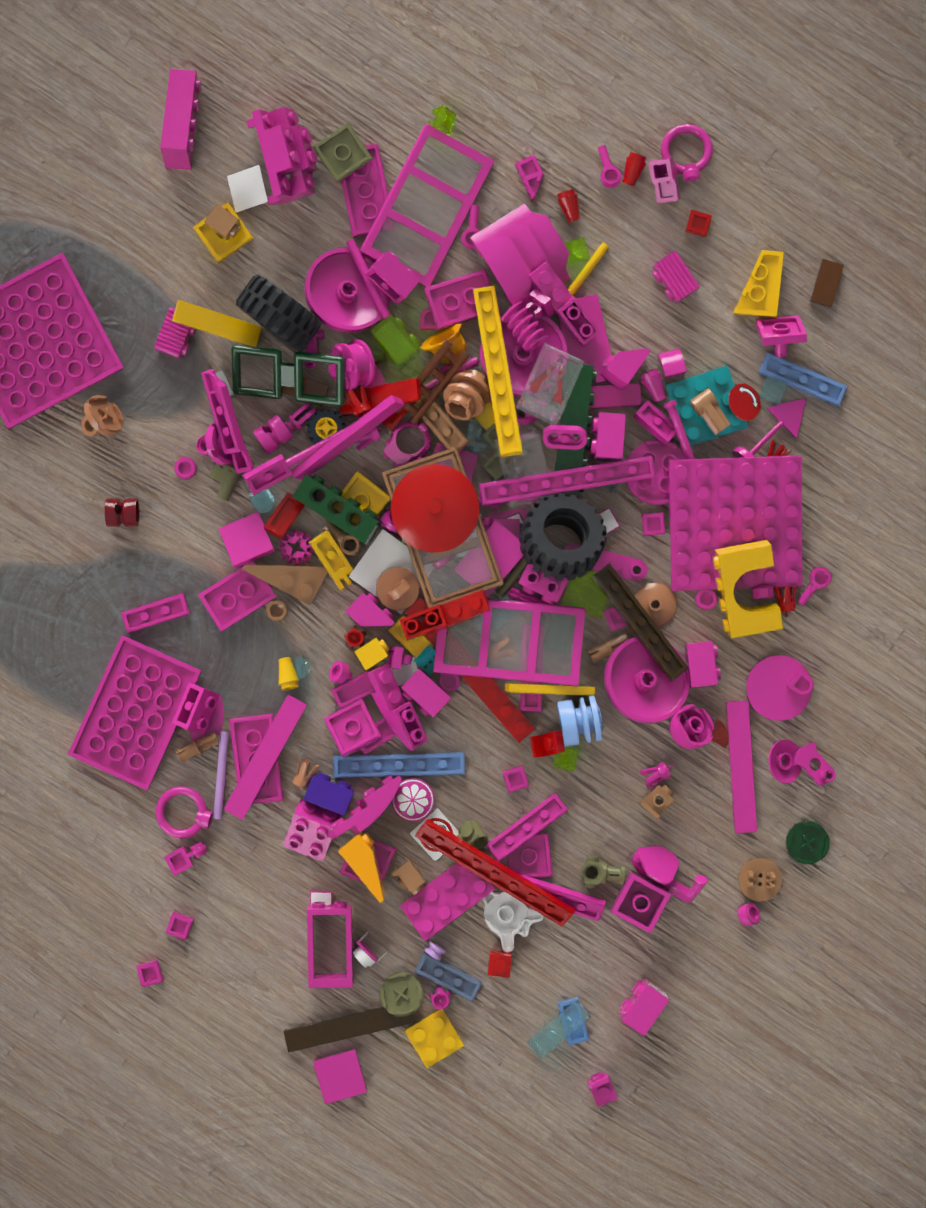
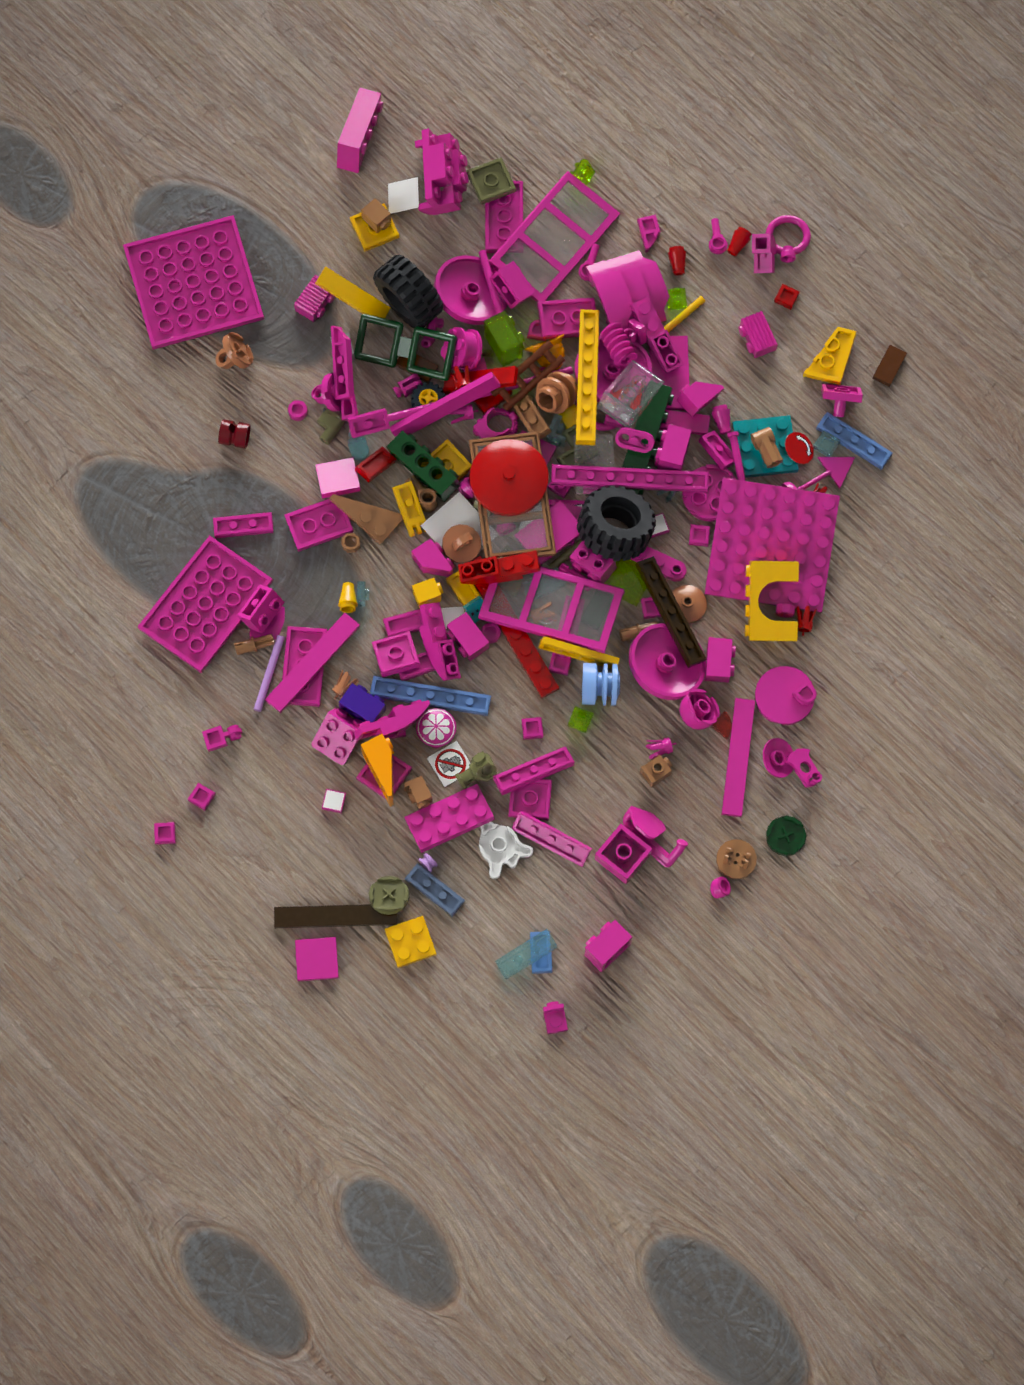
camera: 10 degrees right, 15 degrees down
(203, 817) = (244, 706): dark pink piece -> none
(273, 434) = (381, 395): dark pink wheel -> none
(298, 557) = (382, 502): dark pink gear -> none
(335, 980) = (330, 869): dark pink window -> none
(340, 672) = (395, 605): dark pink tile -> none
(355, 637) = (414, 575): red piece -> none
(364, 953) = (363, 852): piece -> none
(397, 658) = (449, 603): dark pink tile -> none
(440, 999) = (424, 904): dark pink piece -> none
(494, 872) = (497, 801): red tile -> none
(499, 963) = (484, 884): red brick -> none
(547, 744) = (567, 702): red bracket -> none
(602, 872) = (595, 825): olive connector -> none
(672, 363) = (741, 406): dark pink brick -> none
(705, 599) = (733, 607): dark pink tile -> none
(819, 578) = (838, 608): dark pink plate -> none

